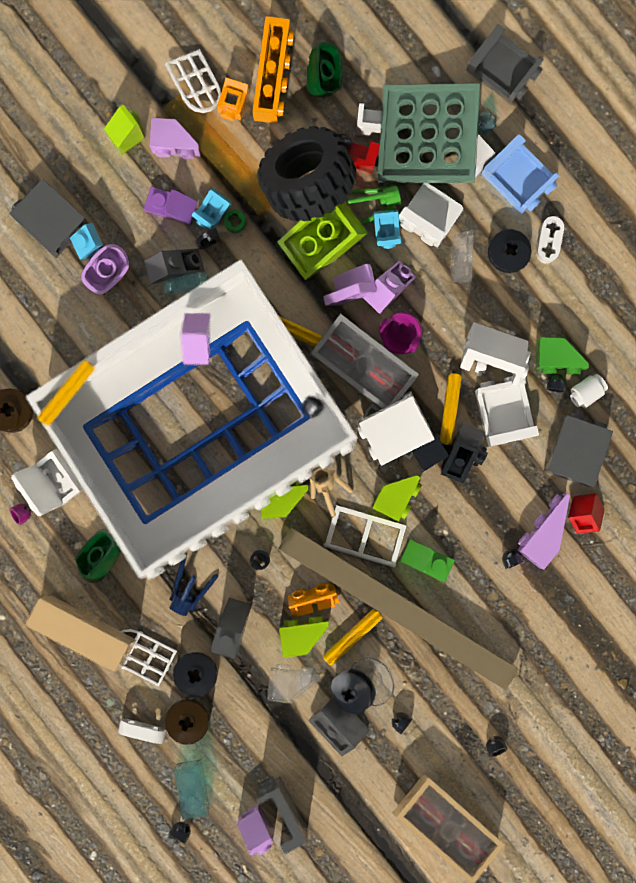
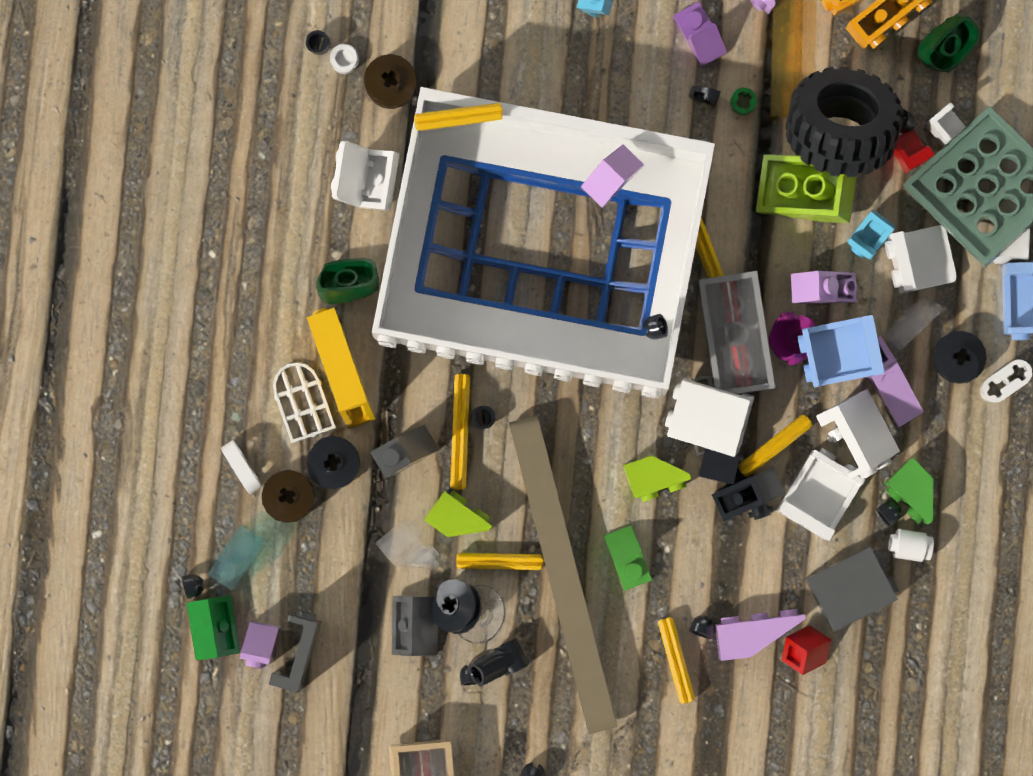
camera: 50 degrees right, 0 degrees up
(20, 514) = (314, 179): magenta hinge -> none
(81, 632) = (272, 332): tan brick -> none
(105, 269) = (590, 37): lavender piece -> none
(144, 613) = (340, 368): none -> yellow slope
(173, 264) = (652, 90): dark grey slope -> none
(183, 601) = (381, 388): dark blue plant -> none
(184, 283) = (648, 115): clear light blue beam -> none
(212, 209) = (733, 73): medium azure bracket -> none
(218, 845) = (213, 628): none -> green panel
(254, 581) = (460, 431): none -> yellow axle
(284, 505) = (548, 389): lime slope -> none
(301, 601) = (508, 499): light orange hinge -> none
(323, 481) = (603, 401): tan plant -> none
(352, 286) = (791, 255): lavender panel -> none
(370, 518) = (613, 474): white window -> none
(386, 196) = (898, 205): bright green plant -> none
(413, 694) = (503, 661): none -> black piece
(438, 313) = (841, 351): none -> light blue panel
(480, 305) = (894, 389): none -> lavender slope
(515, 594) = (676, 660): none -> yellow axle

